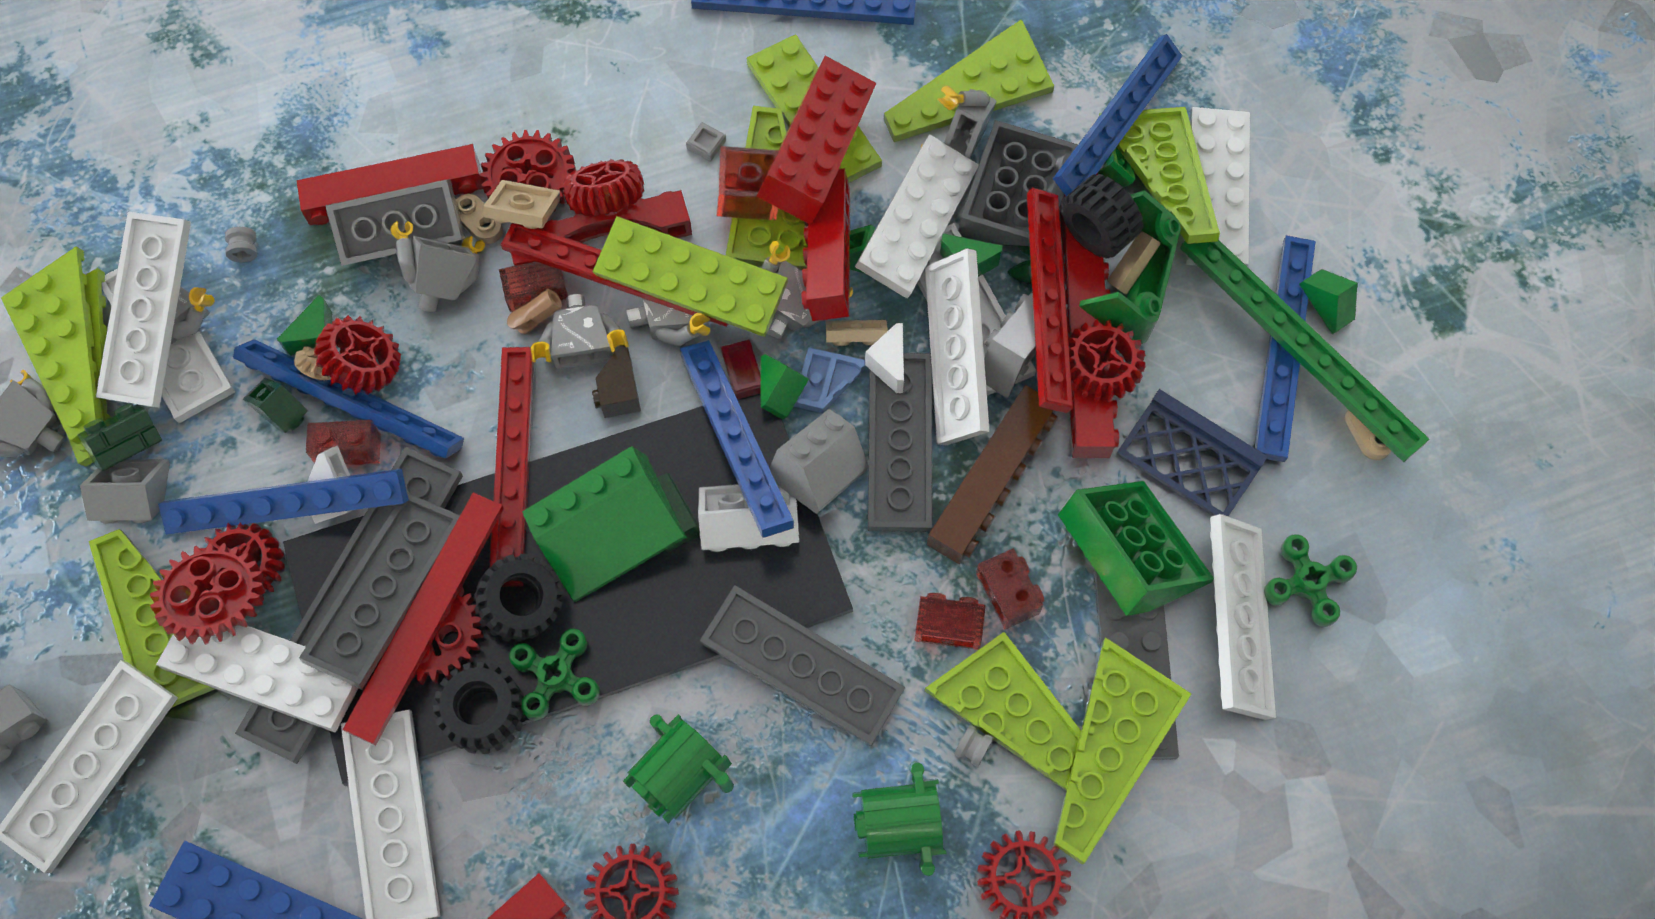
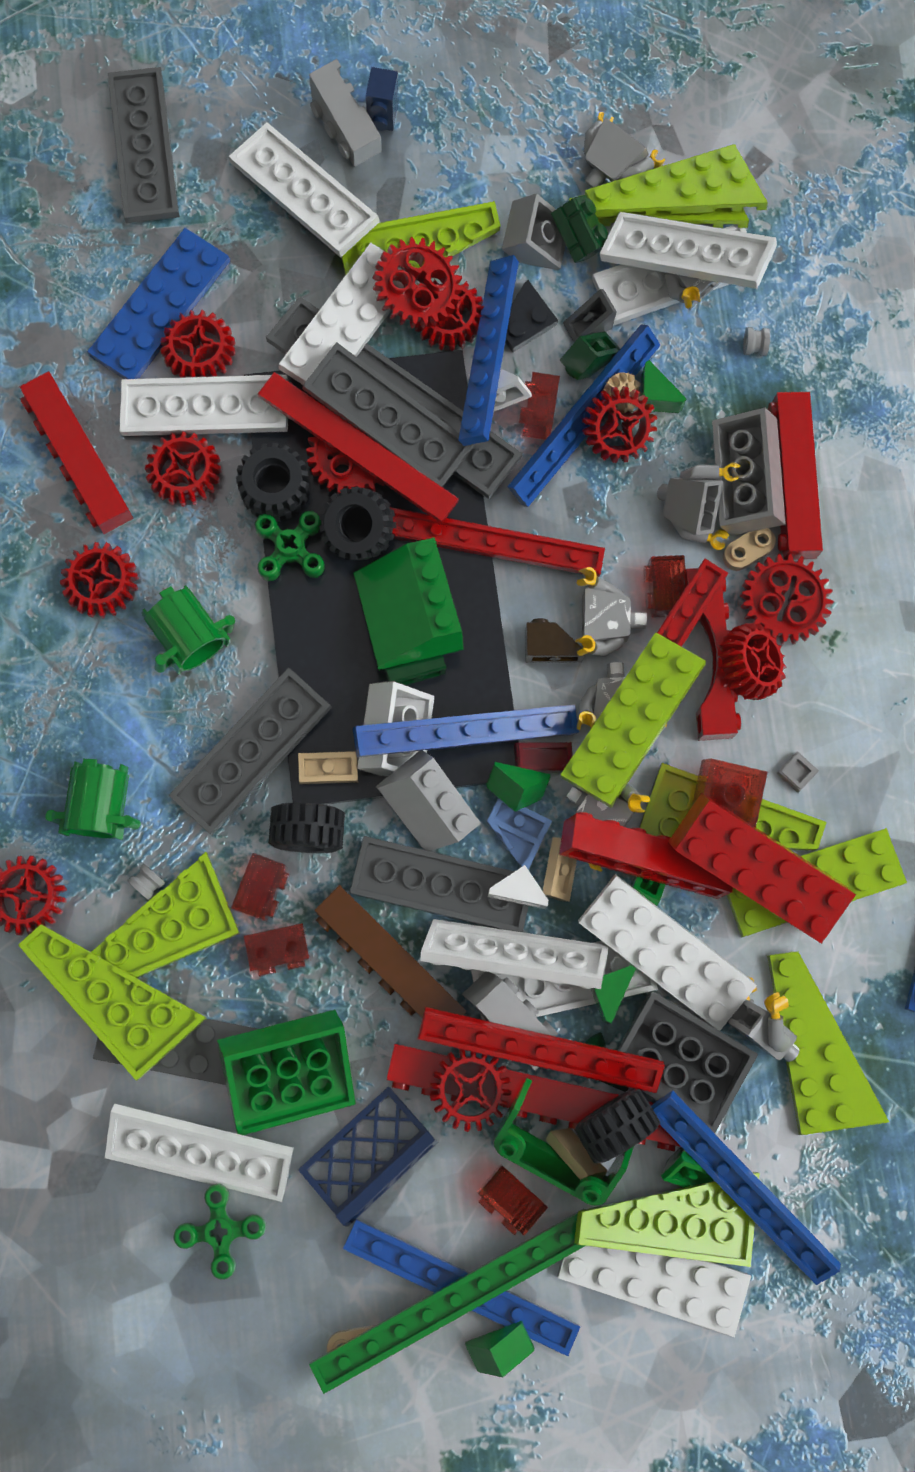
camera: 95 degrees right, 10 degrees up
(229, 410) = (592, 317): none -> dark grey slope
(229, 475) = (528, 318): none -> black wing
(310, 819) = (179, 340): none -> red gear
(465, 835) = (199, 454): none -> red gear
(521, 204) = (743, 582): tan plate -> none
(534, 312) = (636, 581): medium nougat bar -> none
(803, 576) = (328, 767): none -> tan plate
(877, 578) = (306, 828): none -> black tyre
(1190, 316) = (511, 1200): none -> clear red brick

